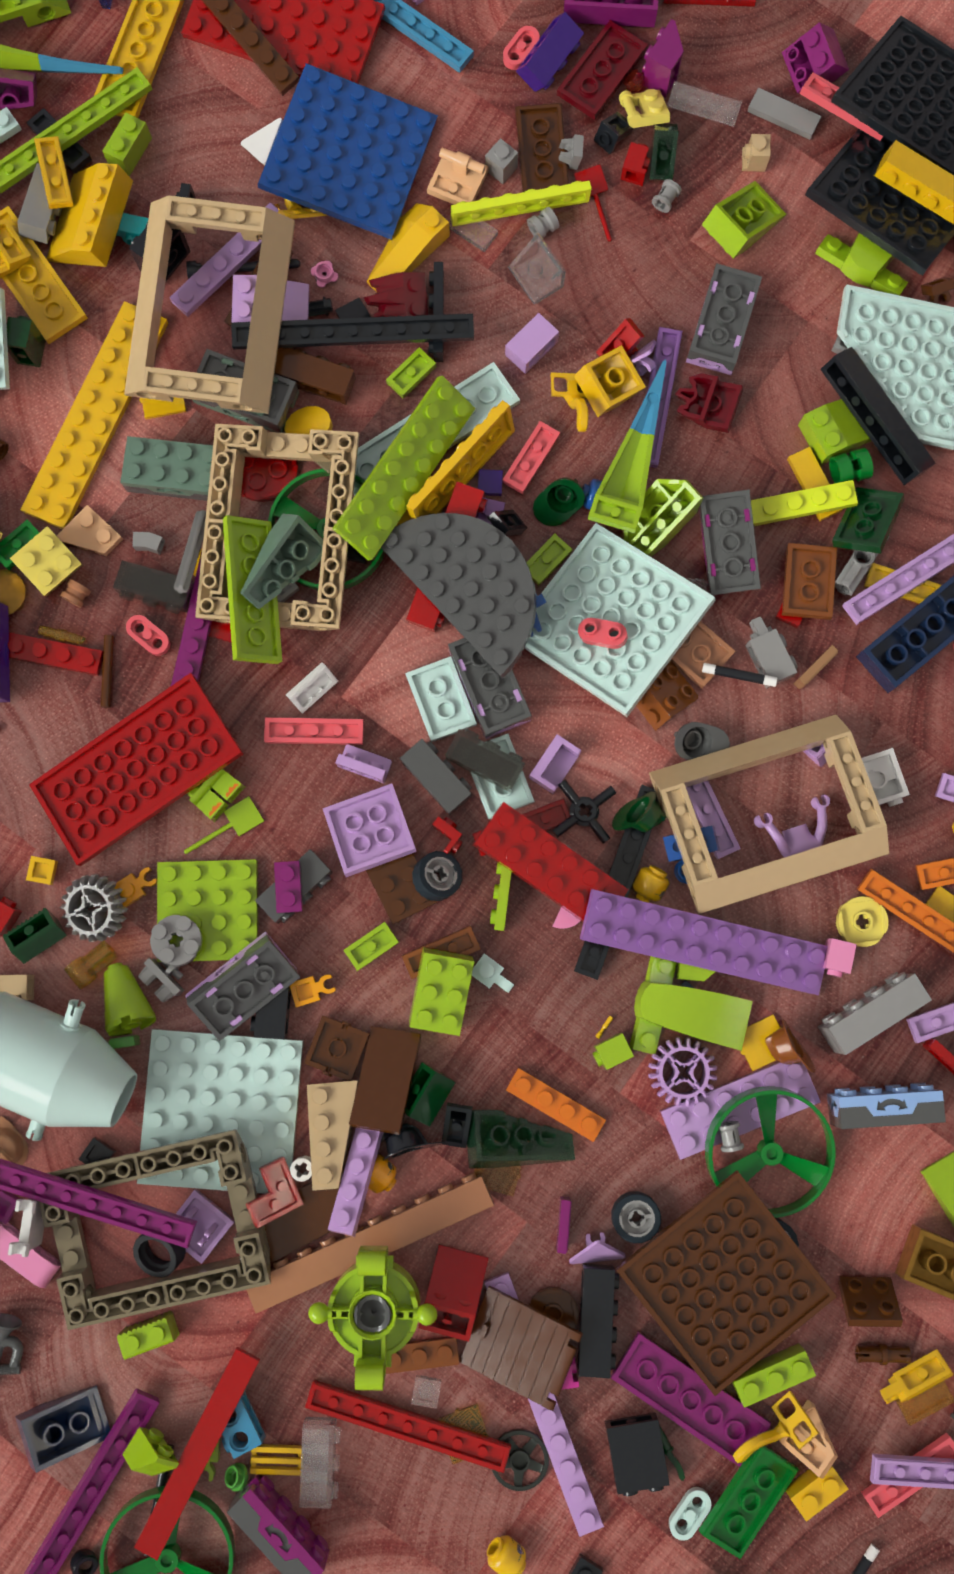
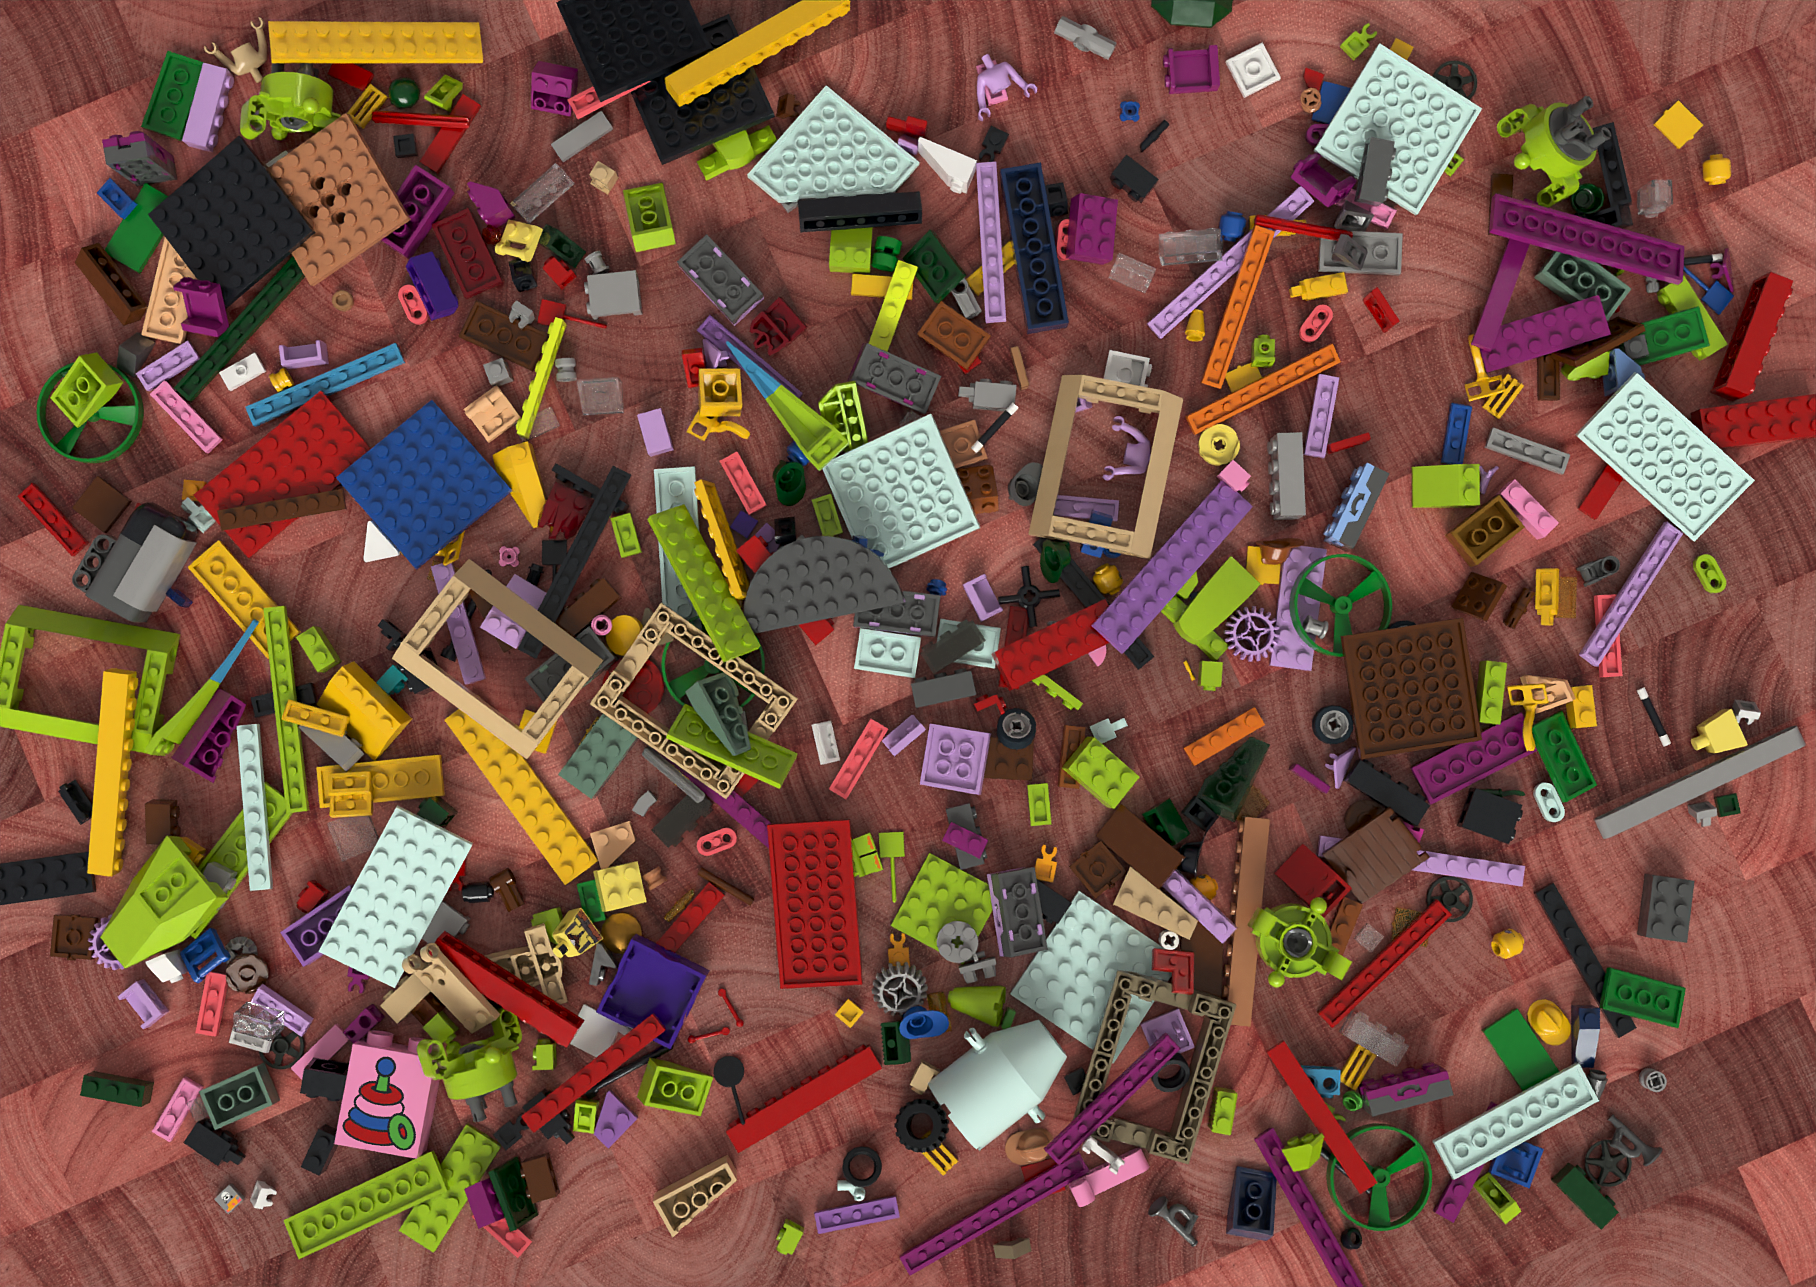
camera: 60 degrees left, 5 degrees up
(68, 950) = (923, 1023): none -> blue piece
(304, 389) = (607, 625): none -> bright pink cone
(538, 711) = (936, 587): none -> blue plate
(601, 634) = (908, 509): coral plate -> none
(647, 227) = (613, 294): none -> light grey panel

